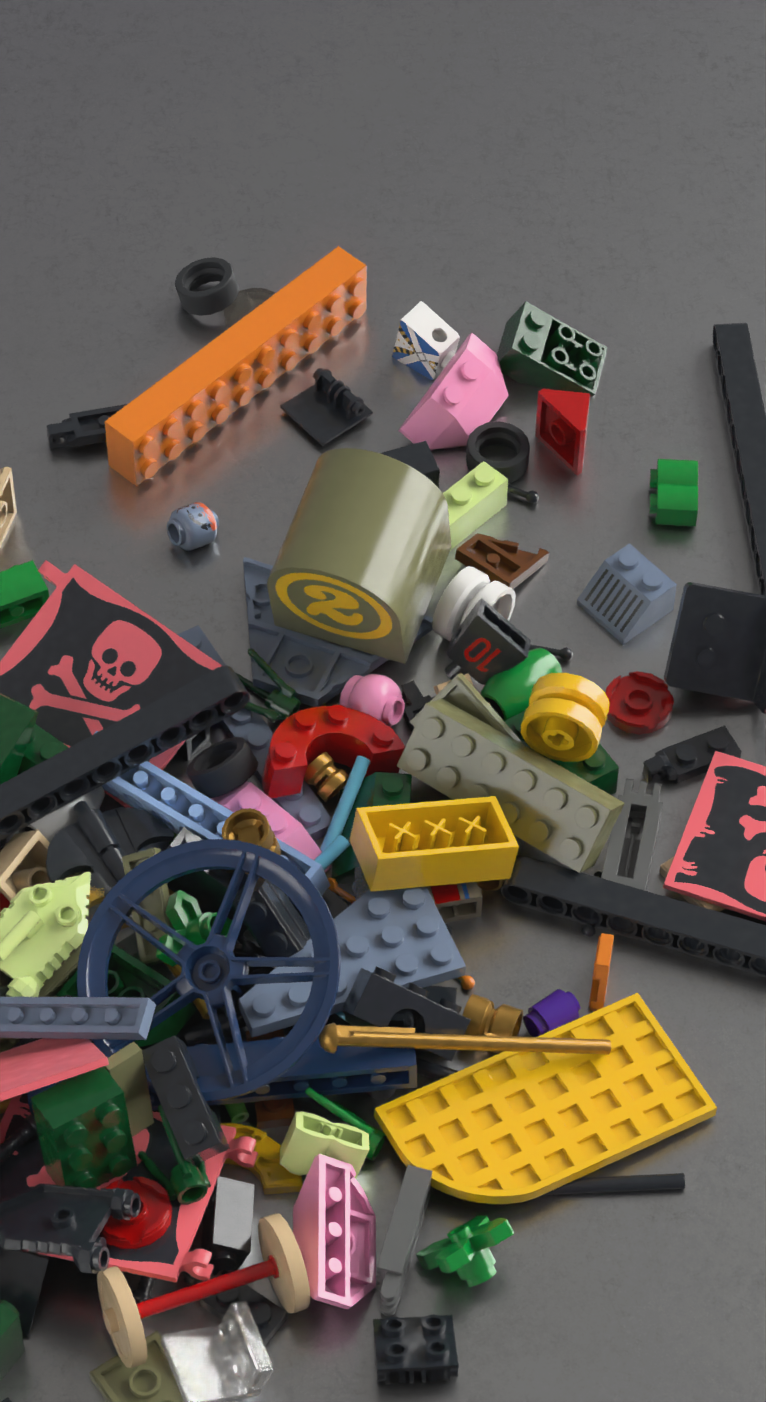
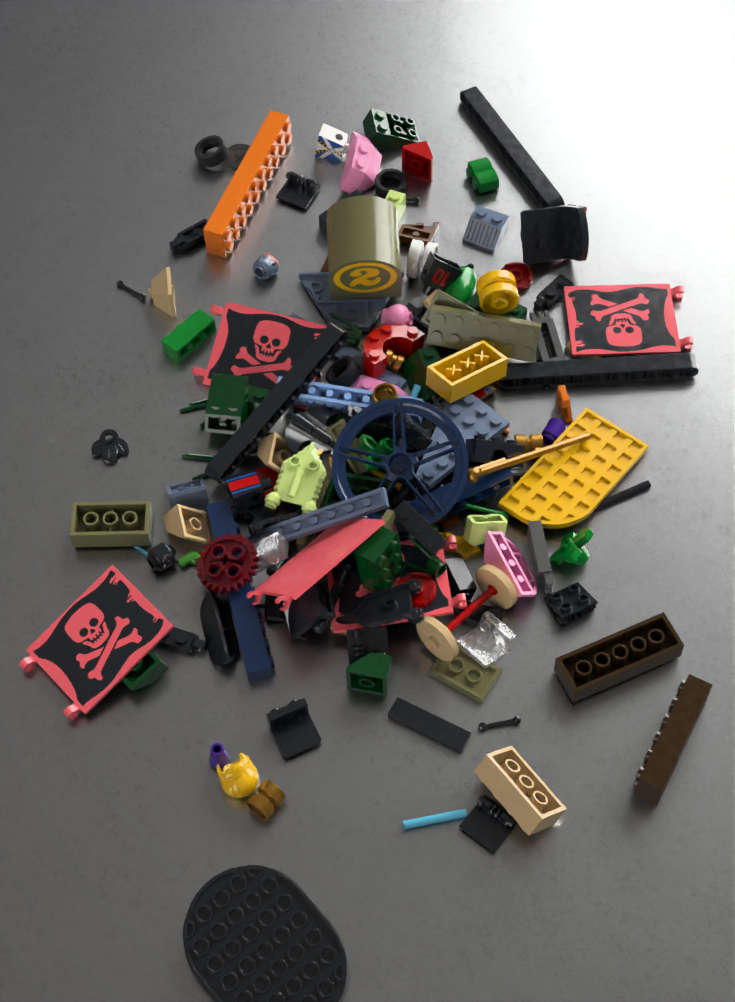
camera: 20 degrees left, 5 degrees up
(346, 801) = (408, 369): medium azure bar -> none

